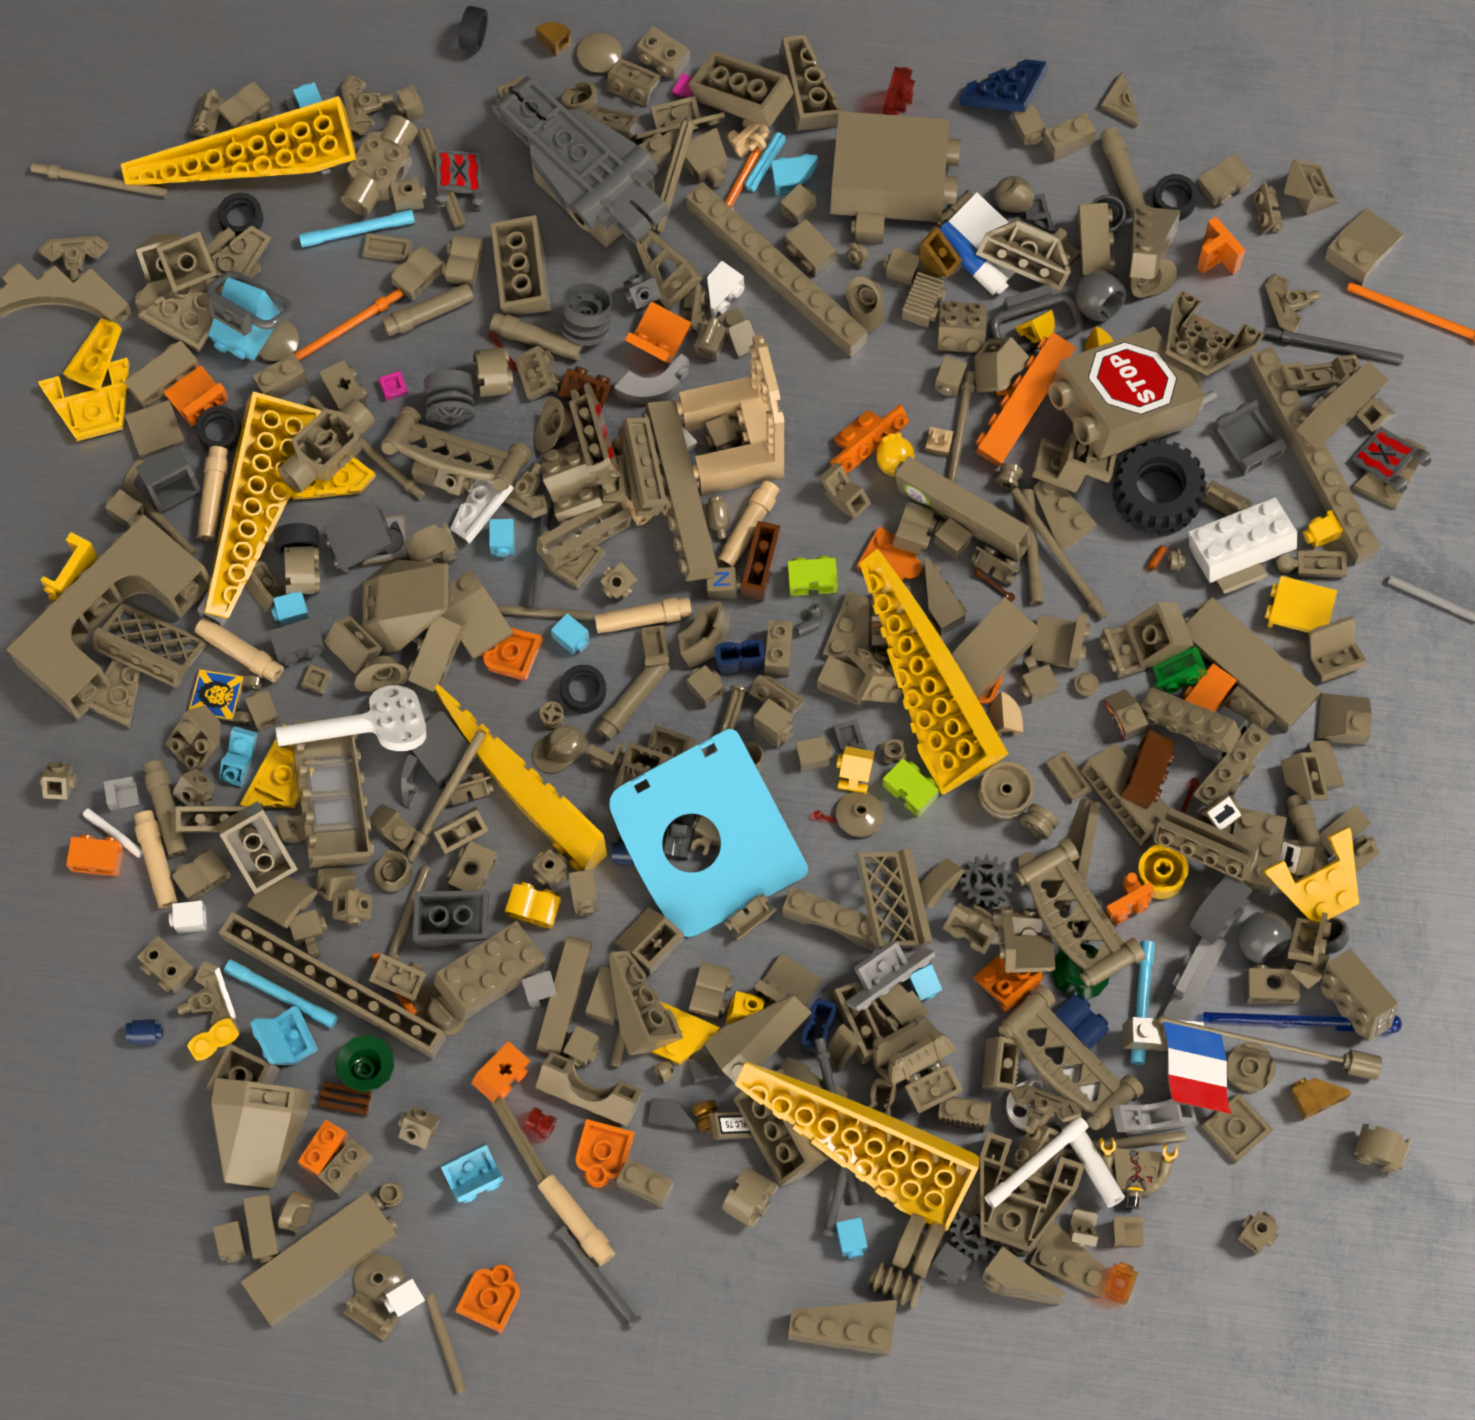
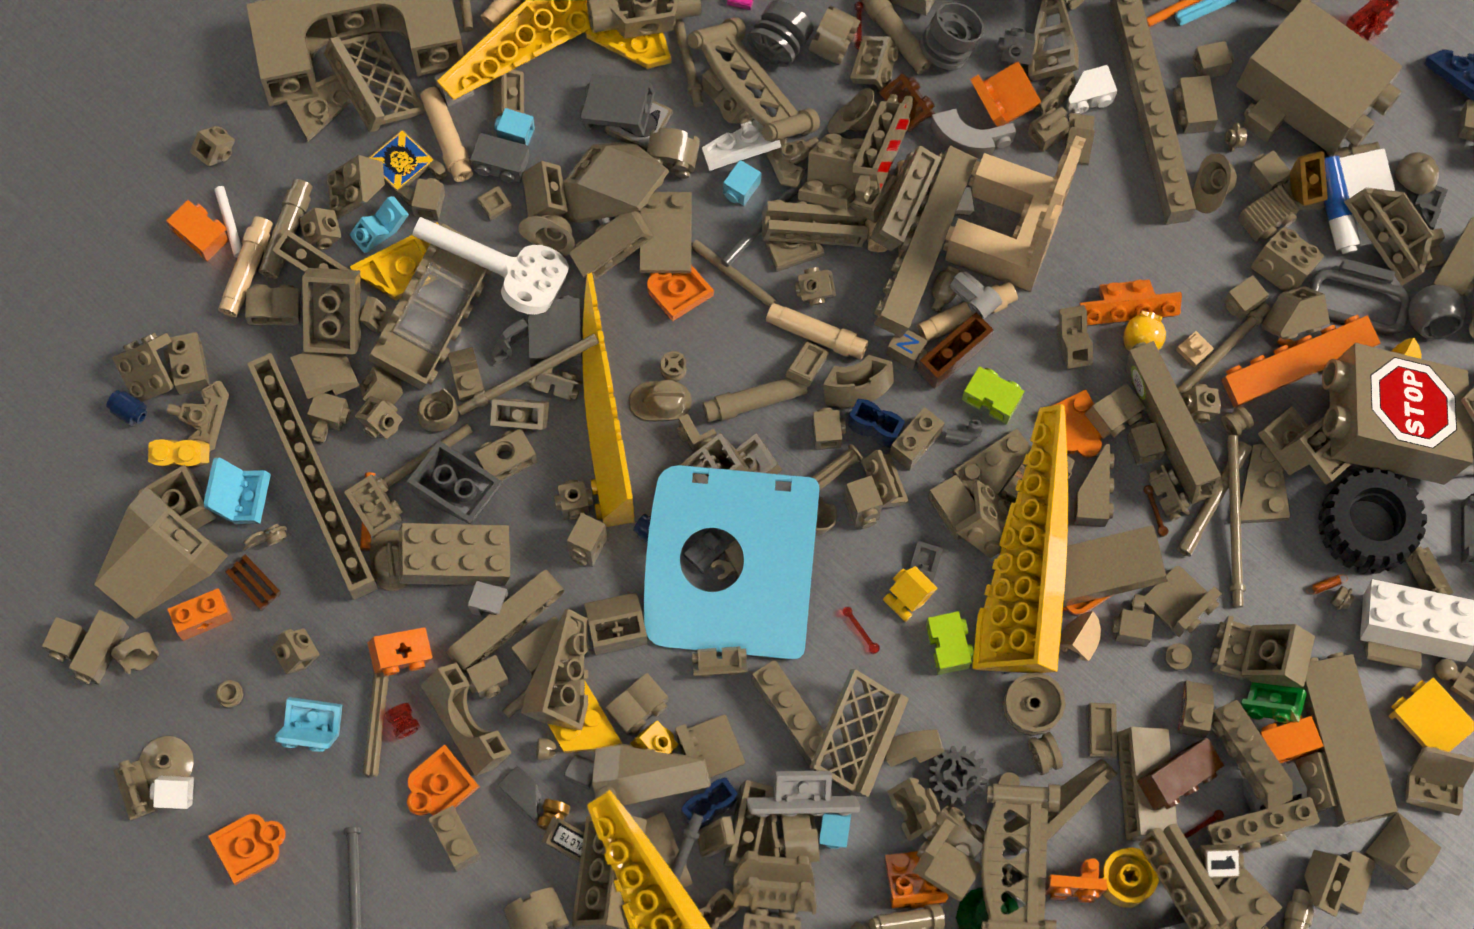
camera: 30 degrees right, 0 degrees up
(121, 793) = (258, 192): light grey panel -> none
(135, 990) = (142, 367): none -> dark tan bracket
(188, 917) = (236, 334): white brick -> none
(295, 536) = (561, 70): black tyre -> none
(300, 570) = (546, 98): dark tan brick -> none
(315, 1011) = (249, 418): medium azure piece -> none
(320, 1258) = (127, 708): dark tan brick -> none
(331, 1055) = (271, 535): none -> dark tan plate
(345, 1168) = (206, 643): dark tan brick -> none
(368, 1057) = (289, 553): dark green hat -> none
(445, 1343) = (180, 860): dark tan bar -> none
(533, 905) = (536, 522): yellow brick -> none
(570, 635) = (740, 306): medium azure brick -> none
(578, 671) = (722, 342): black tyre -> none
(591, 1239) = (372, 855): tan piece -> none
(722, 433) = (1001, 216): dark tan brick -> none
(752, 508) = (979, 298): none -> light grey piece
(792, 171) = (1227, 27): medium azure slope -> none
(813, 753) = (881, 553): dark tan brick -> none
(859, 824) = (877, 644): dark tan dish -> none
(896, 744) = (957, 592): dark tan plate -> none
(974, 479) = (1202, 403): none -> dark tan brick
(1037, 327) = (1358, 304): yellow brick -> none

